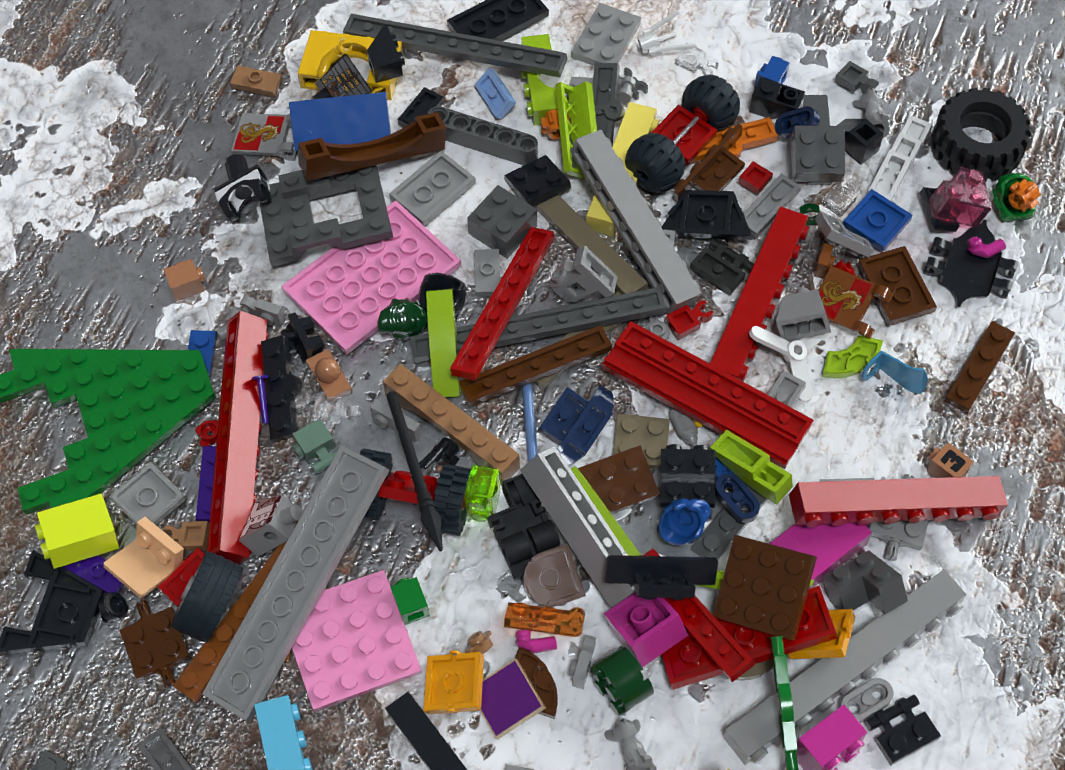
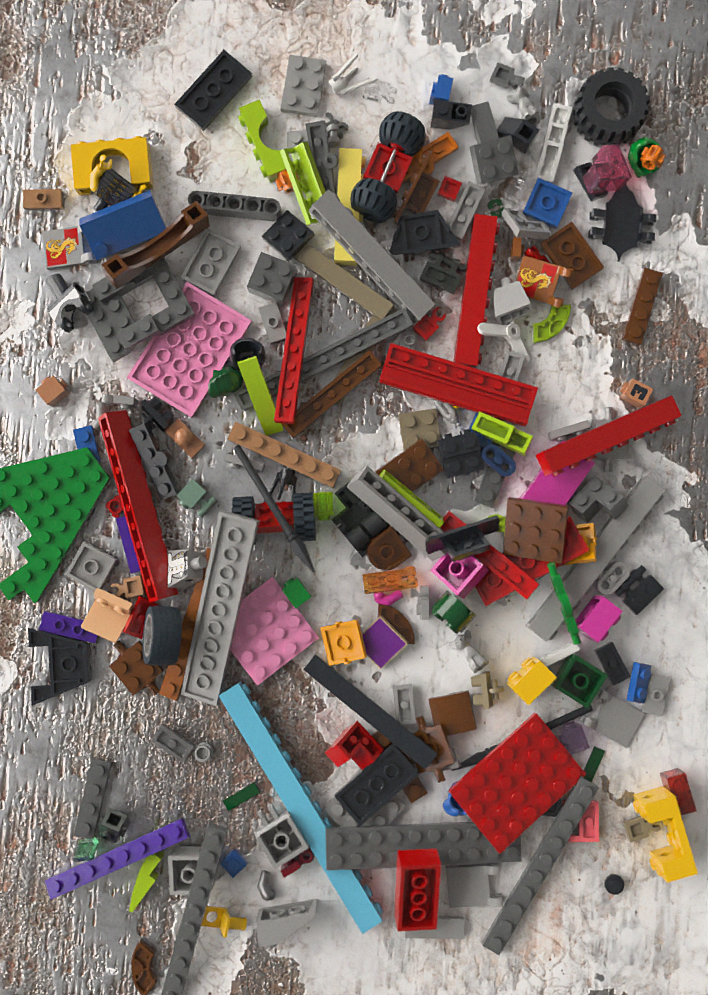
camera: 20 degrees left, 25 degrees up
(76, 531) = (52, 609): neon yellow brick -> none
(112, 607) = (98, 652): black tile -> none
(262, 397) = (139, 461): dark purple pin -> none
(331, 409) = (196, 466): clear plate -> none
(384, 58) = (137, 159): black slope -> none
(420, 106) = (178, 196): black plate -> none
(462, 45) = (189, 129): dark grey plate -> none
(479, 642) = (351, 609): medium nougat plate -> none
(495, 93) = (232, 164): light blue plate -> none
(529, 418) = (340, 442): medium blue bar -> none
(577, 422) = (372, 430): dark blue plate -> none
(578, 280) = (340, 316): light grey tile -> none
(683, 521) = (465, 487): blue hair -> none
(799, 117) = (473, 134): dark blue plate -> none
(908, 377) = (592, 331): dark azure piece -> none
(977, 248) = (630, 209): dark pink arm -> none

